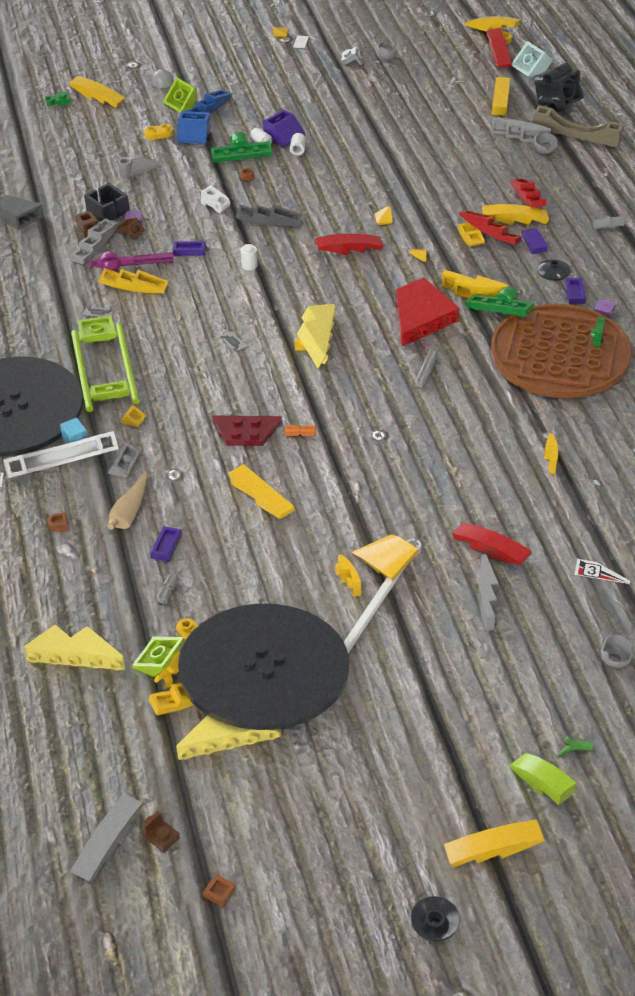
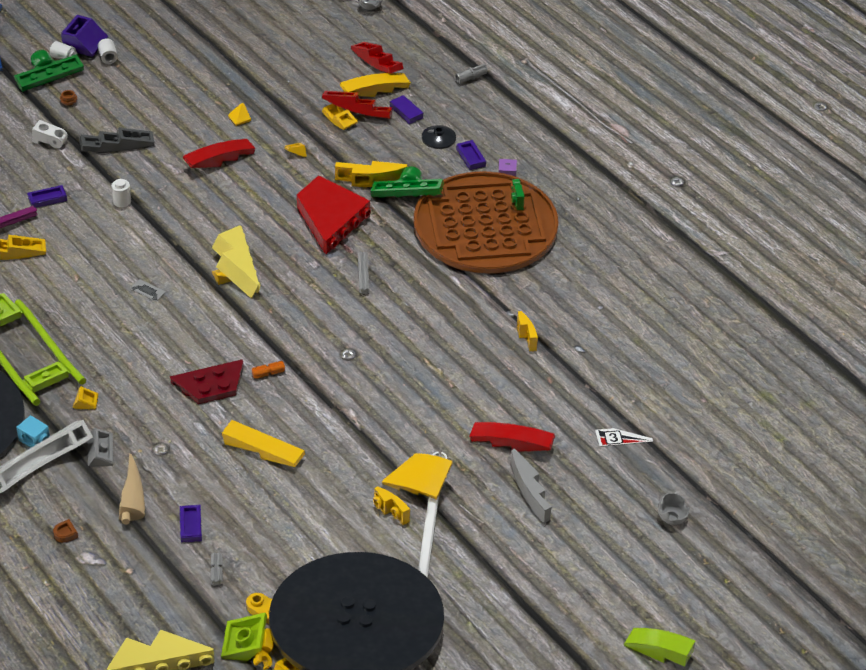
camera: 25 degrees left, 0 degrees up
(576, 745) = (674, 607): bright green bar -> none

